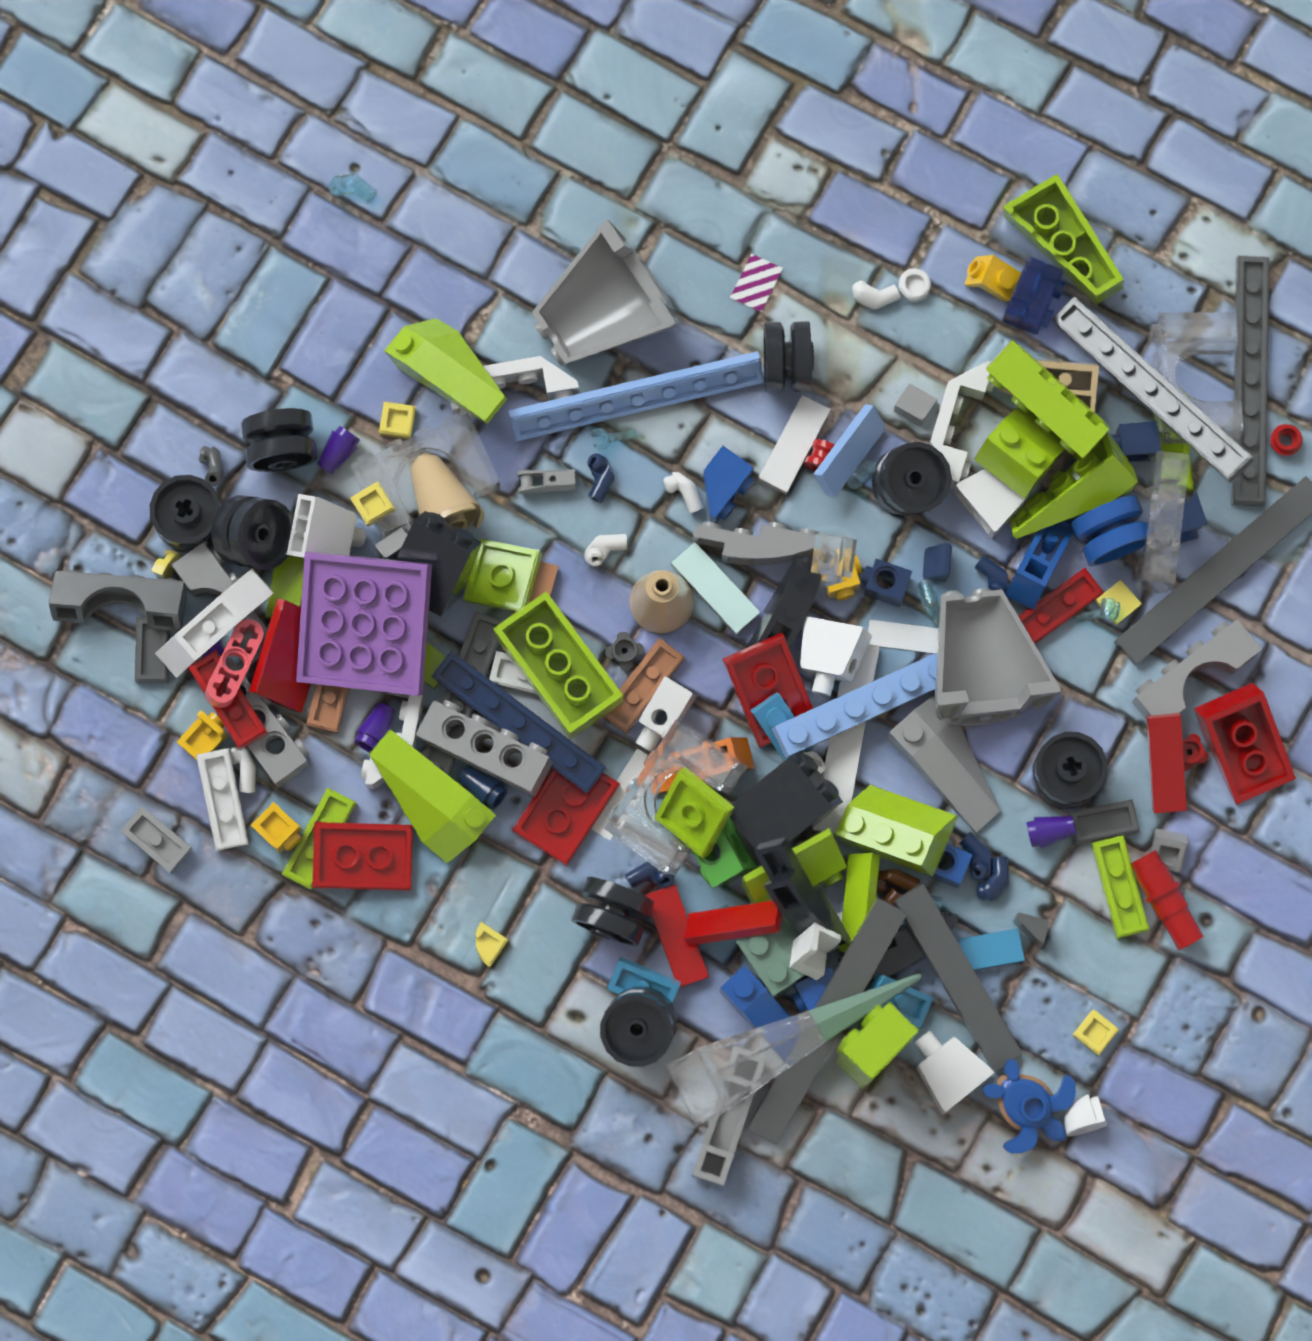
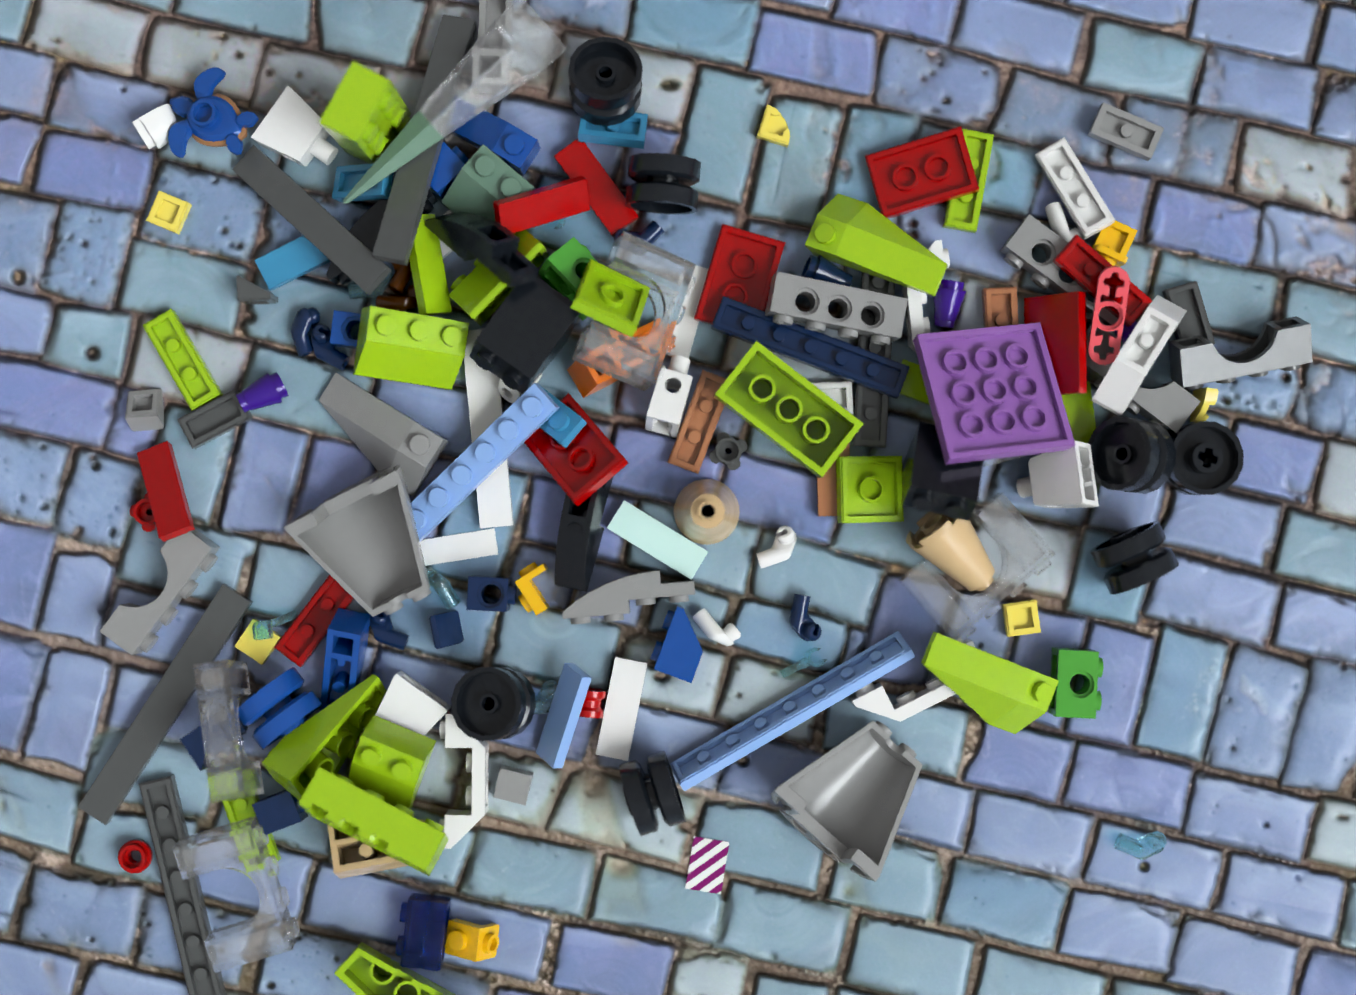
camera: 170 degrees right, 10 degrees up
(215, 469) = (1185, 515): dark grey arm -> none
(277, 828) = (1011, 175): yellow bracket -> none
(338, 449) = (1071, 570): dark purple cone -> none
(367, 365) = (1065, 665): none -> bright green brick
(372, 504) = (1021, 519): light yellow tile -> none
(391, 545) = (989, 485): light grey slope -> none
(552, 481) = (849, 599): light grey bar -> none
(811, 950) = (459, 197): white panel -> none
(832, 652) = (523, 504): white torso -> none
(833, 557) = (547, 597): clear brick -> none
(872, 297) = (585, 882): white arm -> none
(914, 285) = (548, 908): white tile -> none
(1072, 751) = (239, 453): black wheel -> none
(1152, 390) = (273, 864): tile -> none
(1166, 899) = (131, 357): red piece -> none
(1245, 742) = (96, 537): red slope -> none

